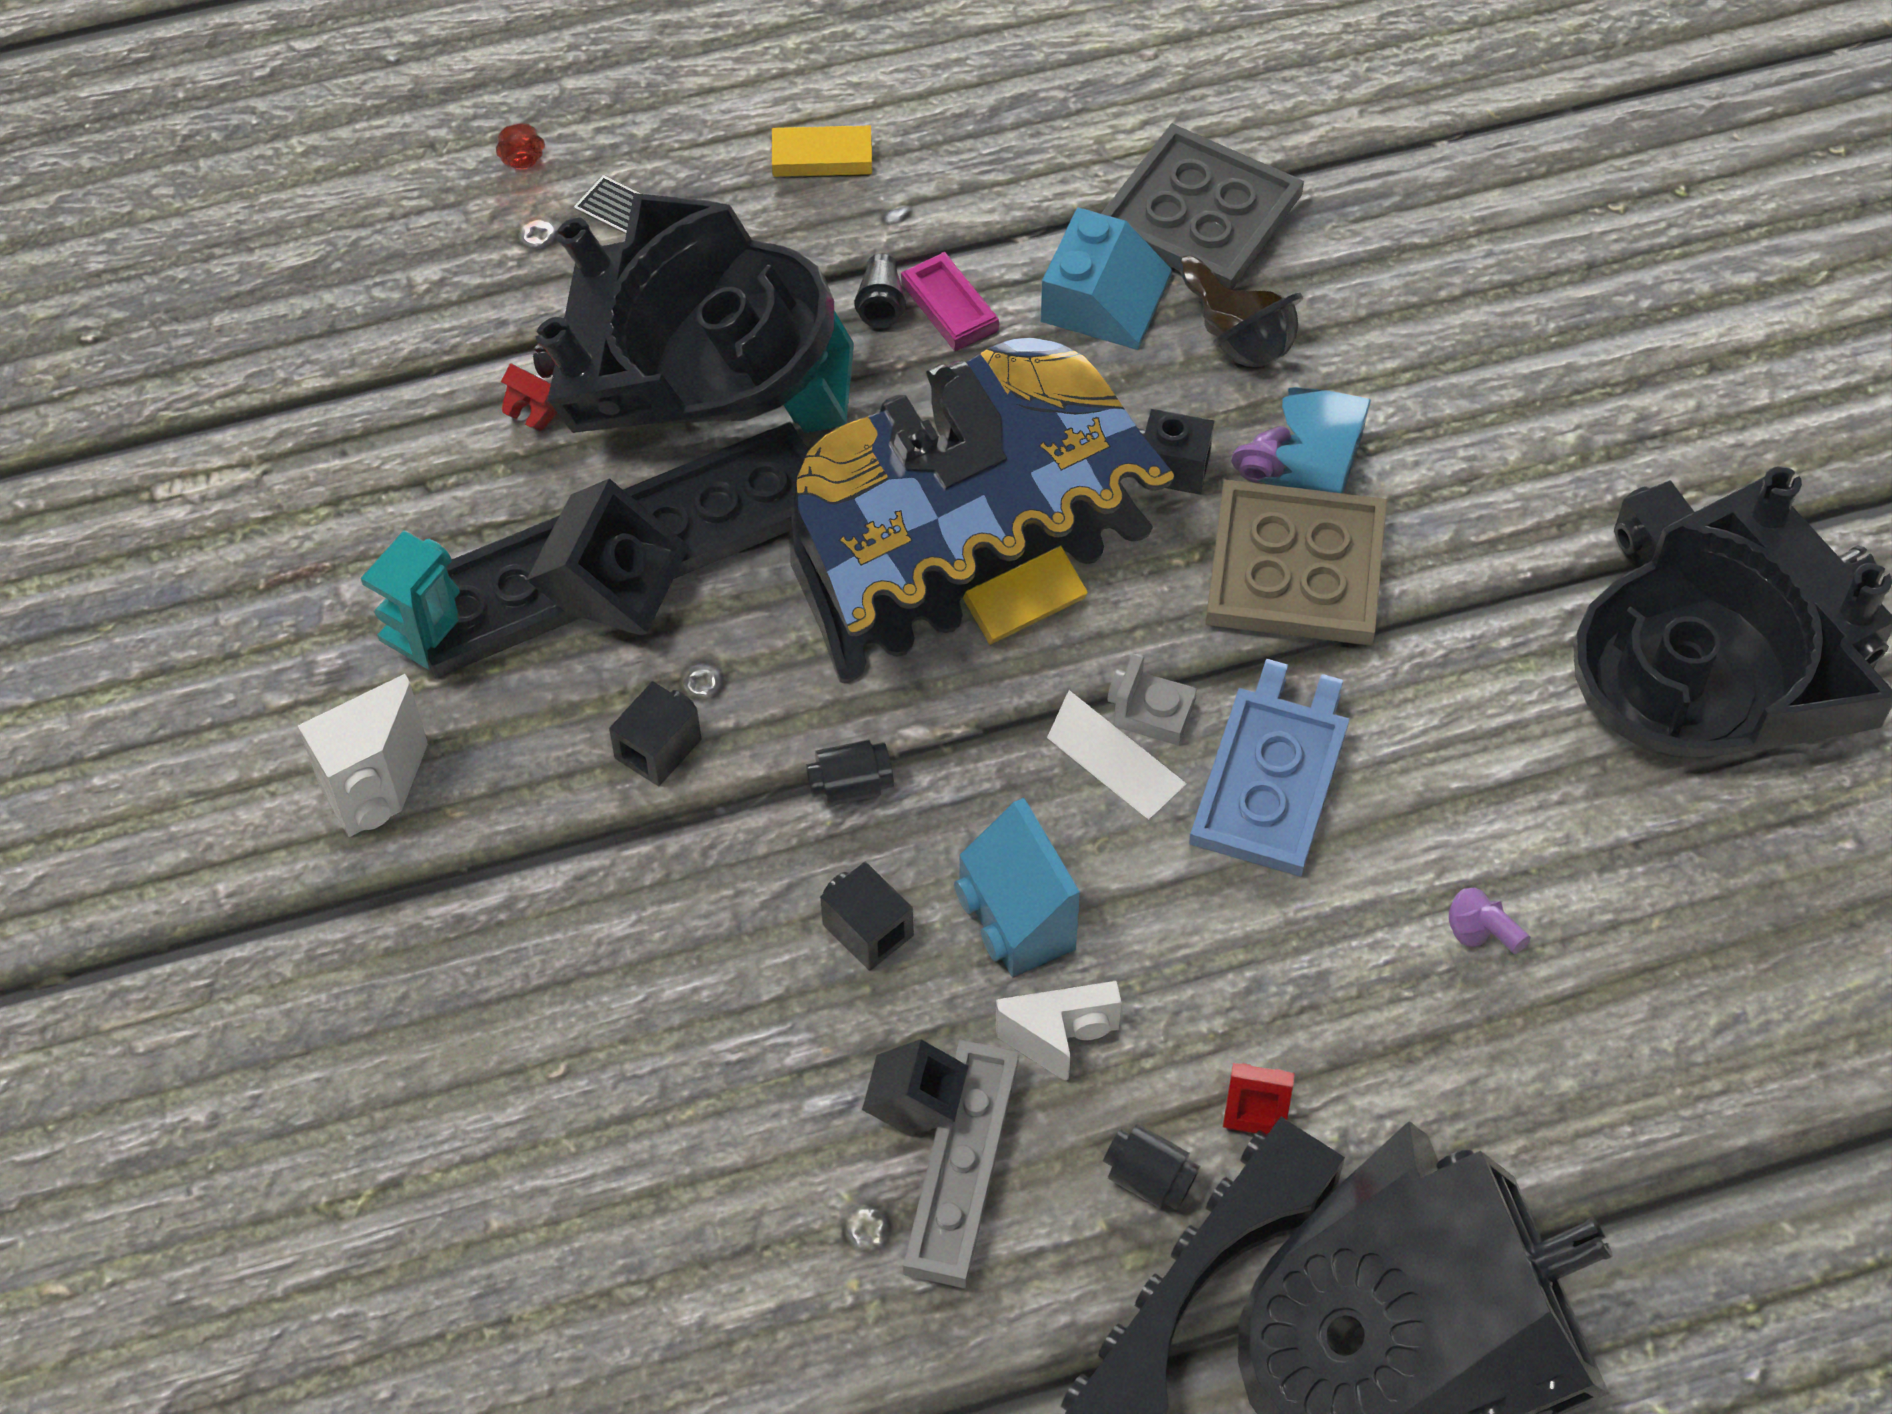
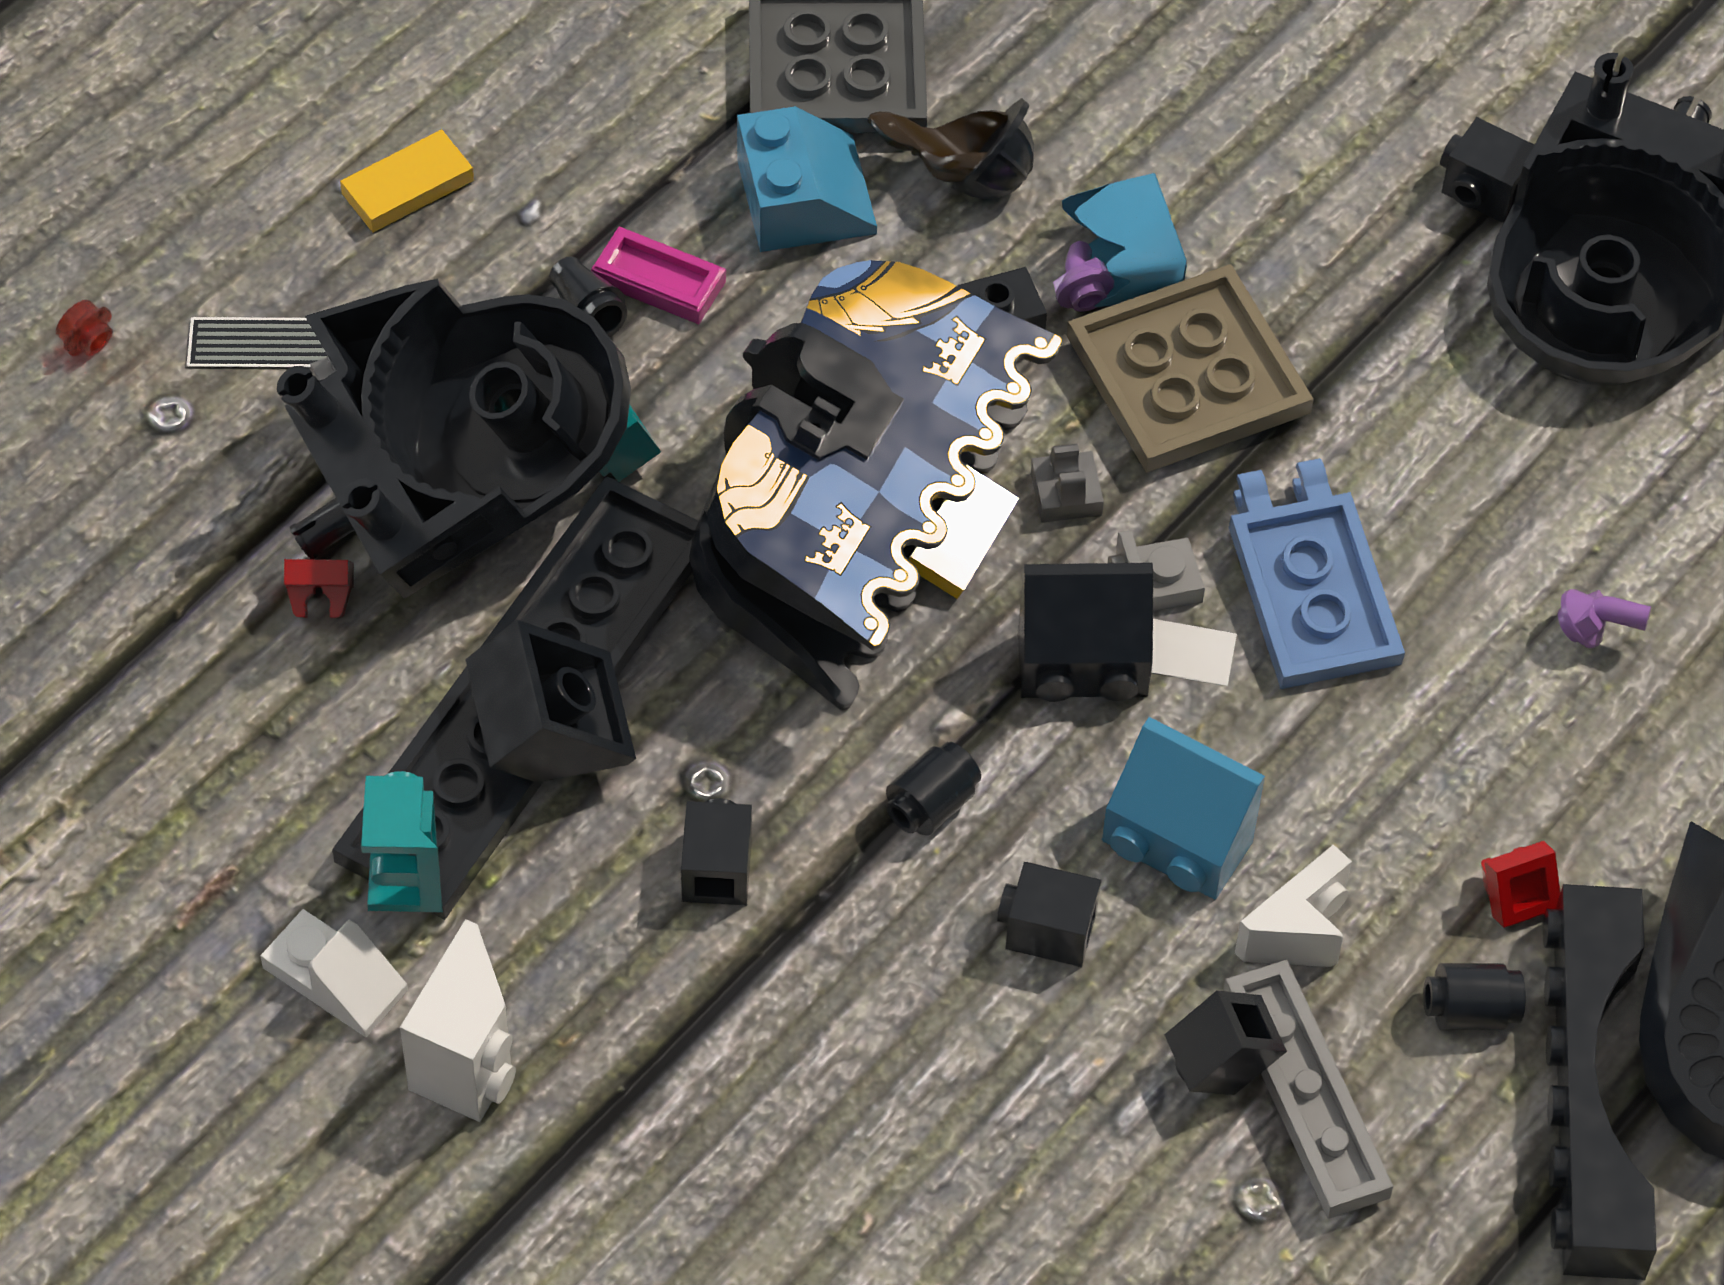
camera: 35 degrees left, 0 degrees up
(328, 664) = (336, 970): none -> white slope
(1050, 714) = (1086, 631): none -> black slope
(1135, 602) = (1066, 484): none -> flat silver tile

